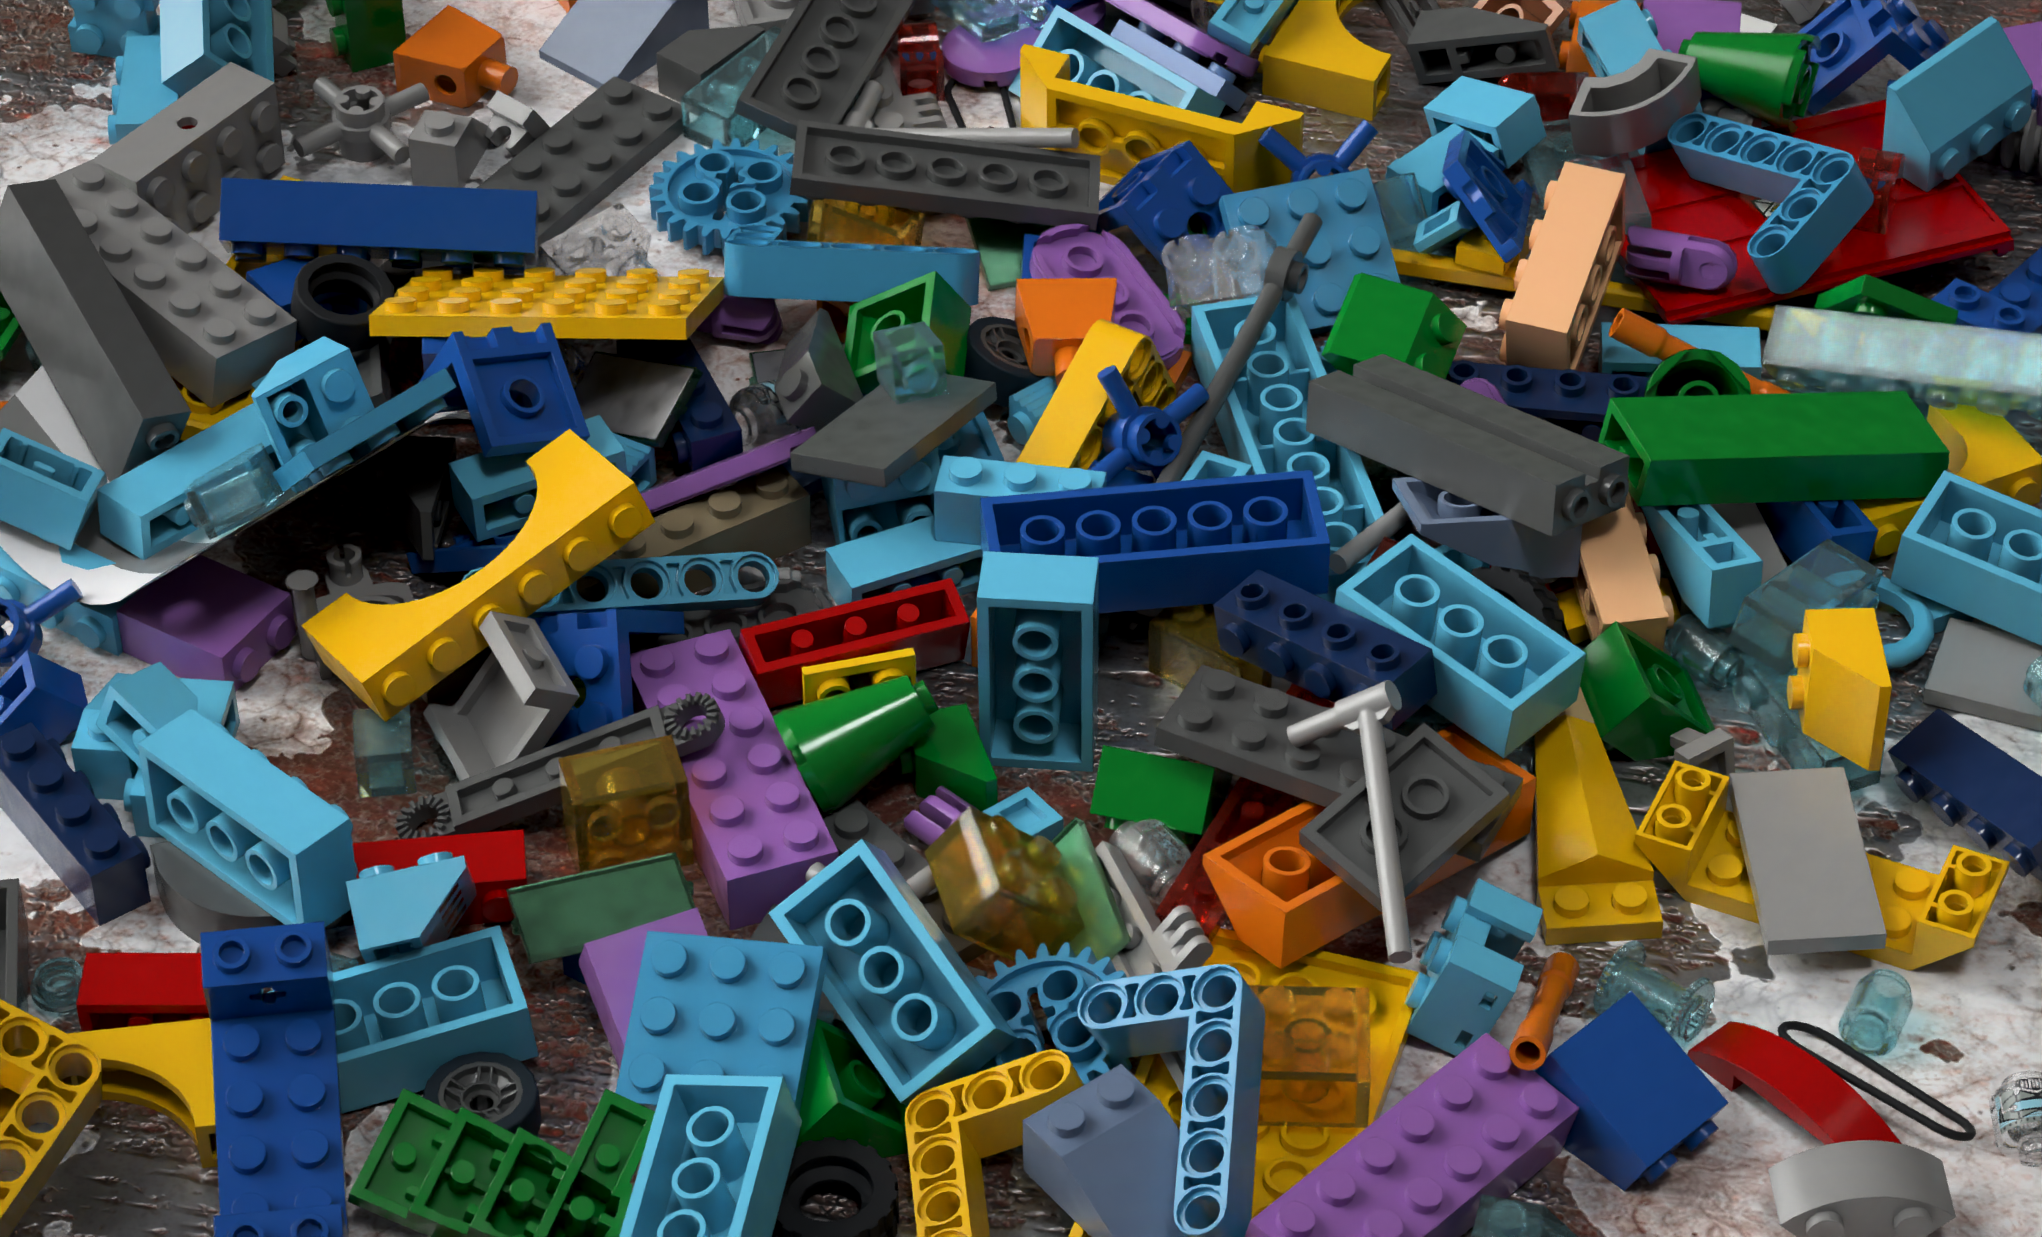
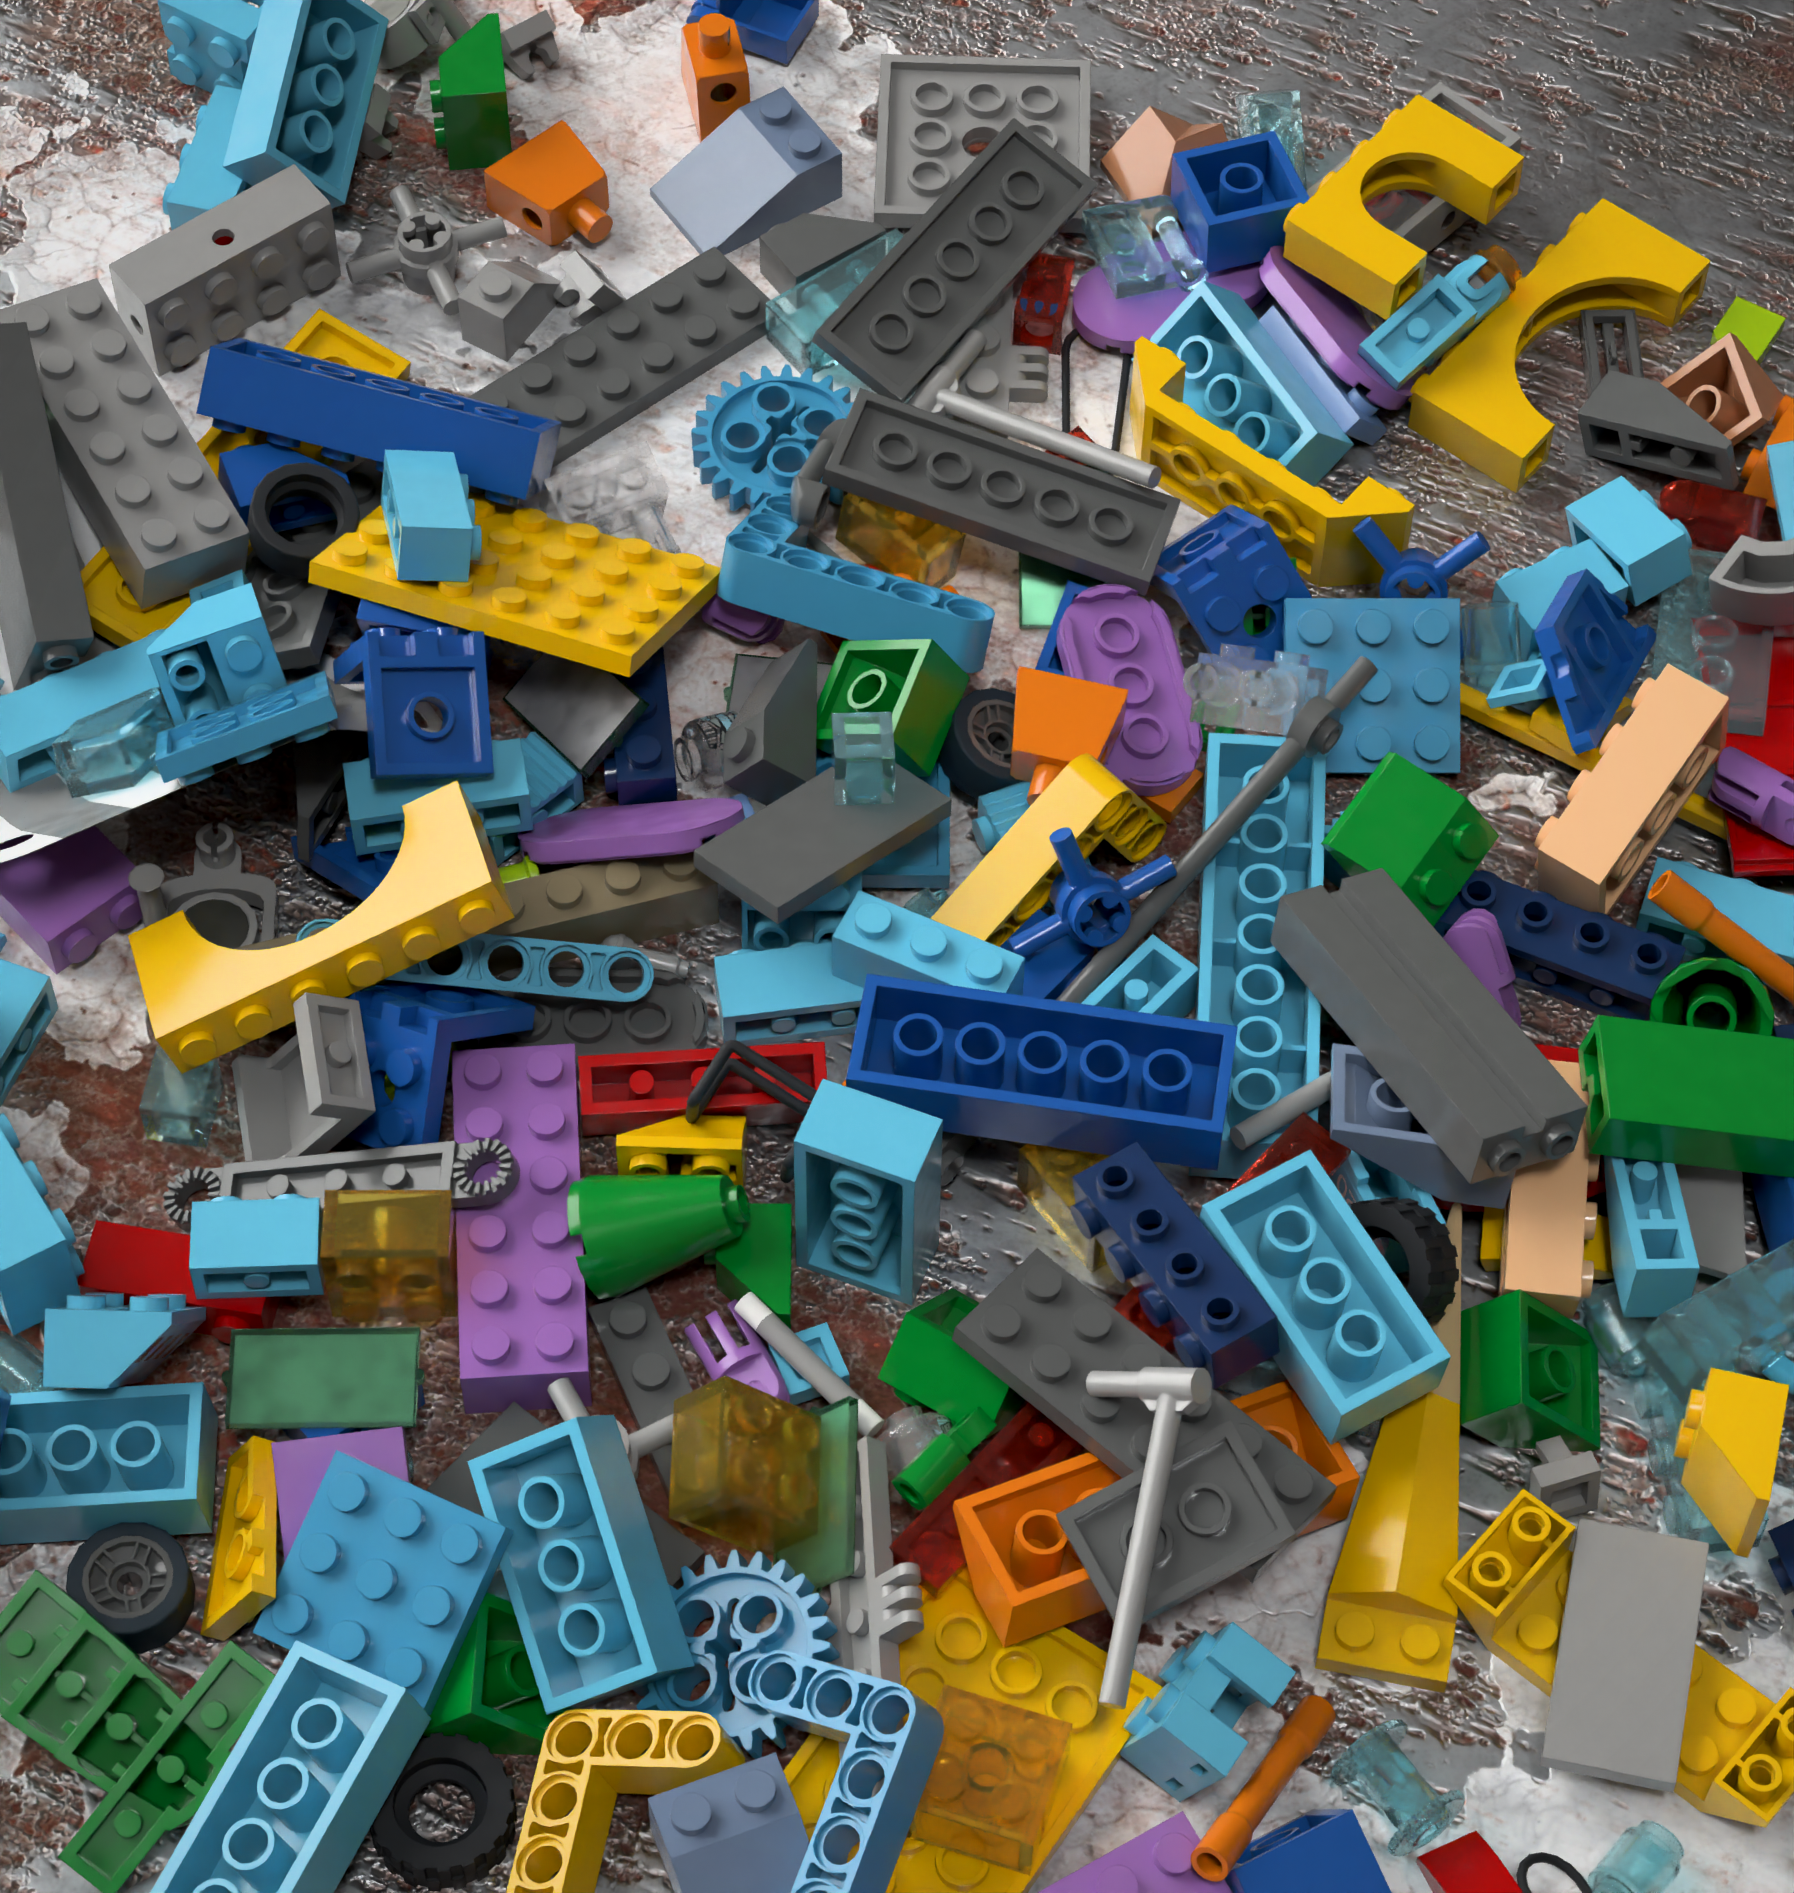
camera: 15 degrees right, 15 degrees up
(461, 264) = (429, 516): none -> medium azure brick
(510, 820) = (256, 1247): none -> medium azure brick
(576, 1047) = (245, 1542): none -> yellow wing
(778, 204) = (807, 495): none -> dark grey bar
(873, 606) = (719, 1070): none -> black piece
(1011, 806) = (804, 1360): none -> light grey bar
(1174, 844) = (942, 1460): none -> green bar

